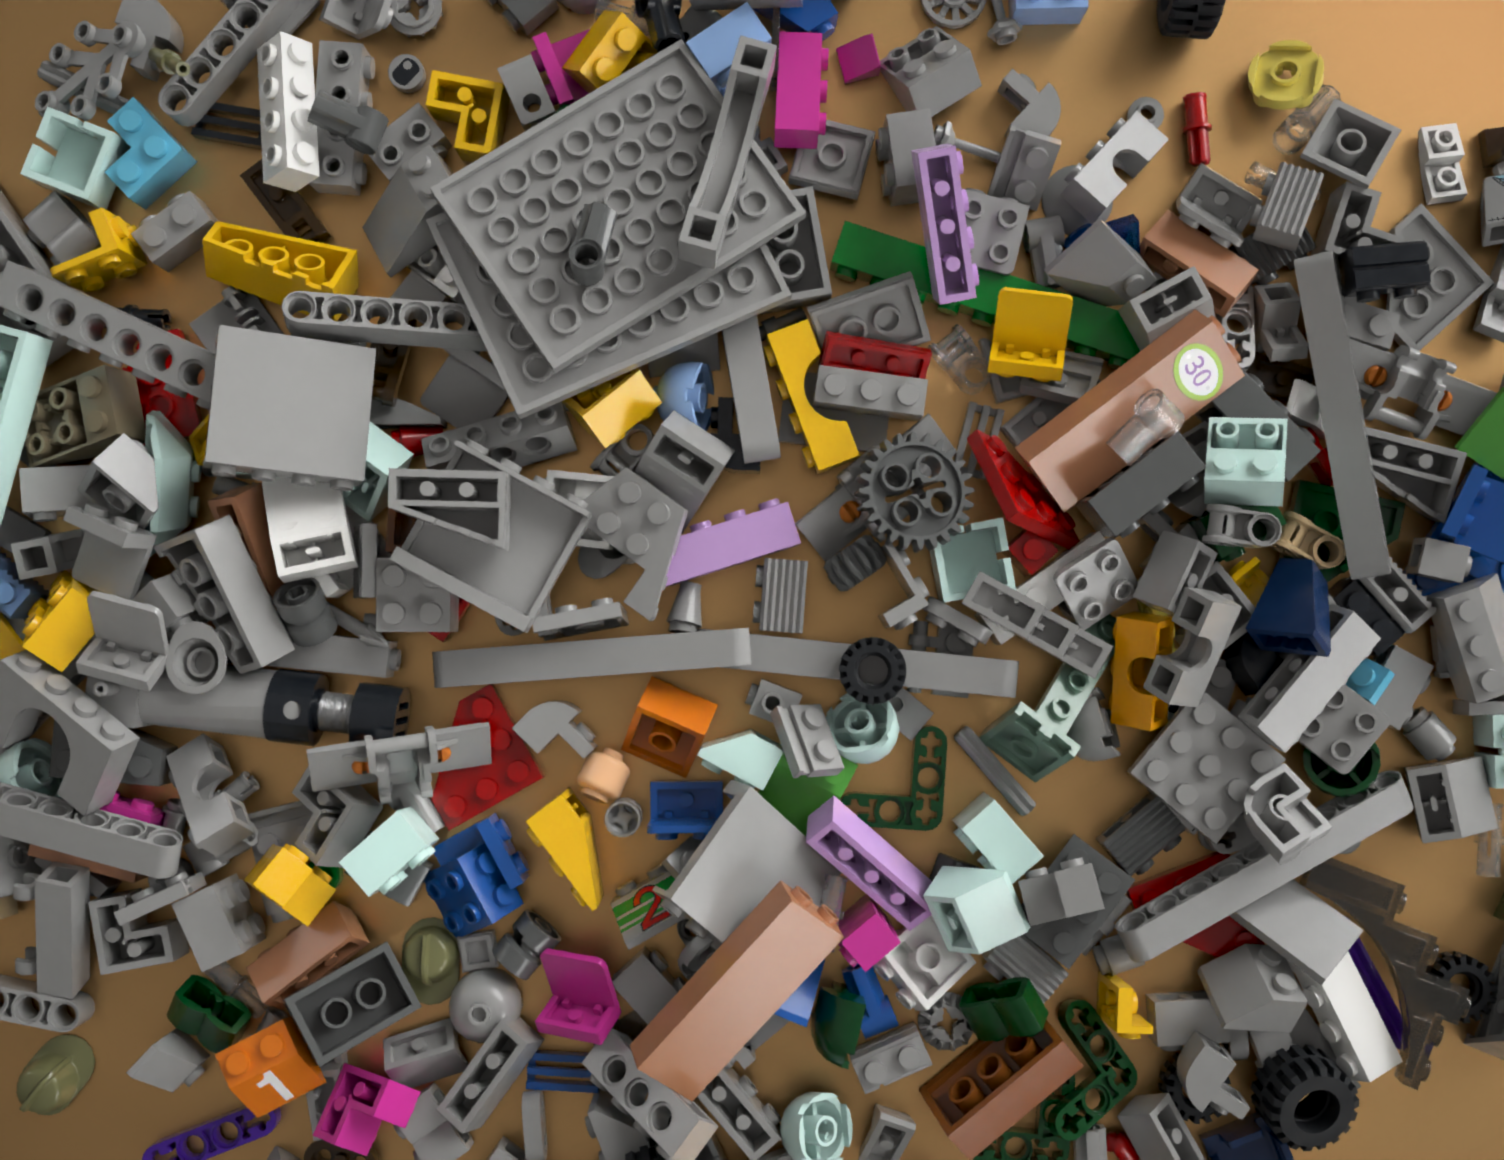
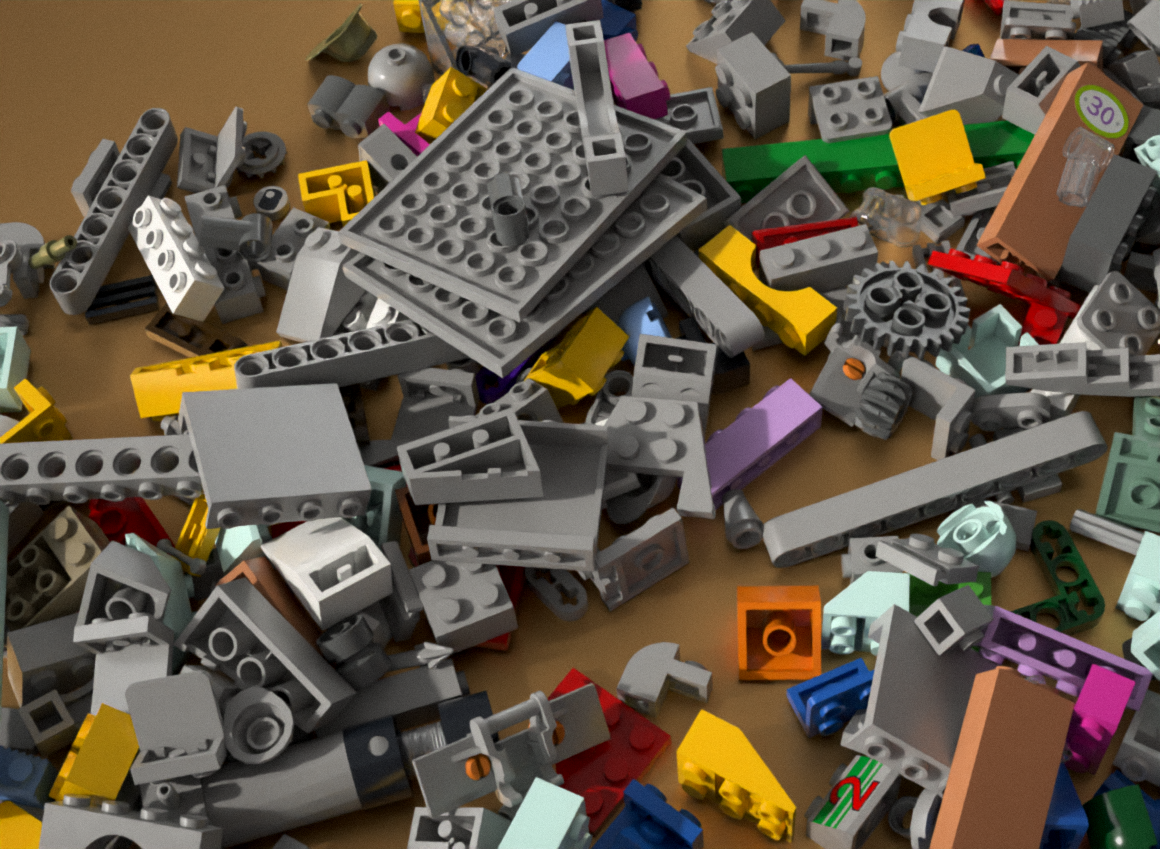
camera: 15 degrees left, 30 degrees down
(154, 156) = (55, 343): medium azure brick -> none
(175, 231) = (98, 394): light grey brick -> none
(187, 422) = (197, 565): none -> light grey hinge
(592, 658) = (665, 590): light grey beam -> none
(603, 776) = (736, 701): light nougat head -> none
(622, 822) = (779, 728): light grey wheel -> none
(782, 595) = (825, 462): light grey brick -> none
(792, 818) = (954, 621): none -> light grey brick
(859, 59) = (670, 46): dark pink slope -> none
(872, 693) = (955, 451): black tyre -> none
(944, 223) = (812, 97): lavender brick -> none
(1024, 166) = (855, 52): light grey plate -> none

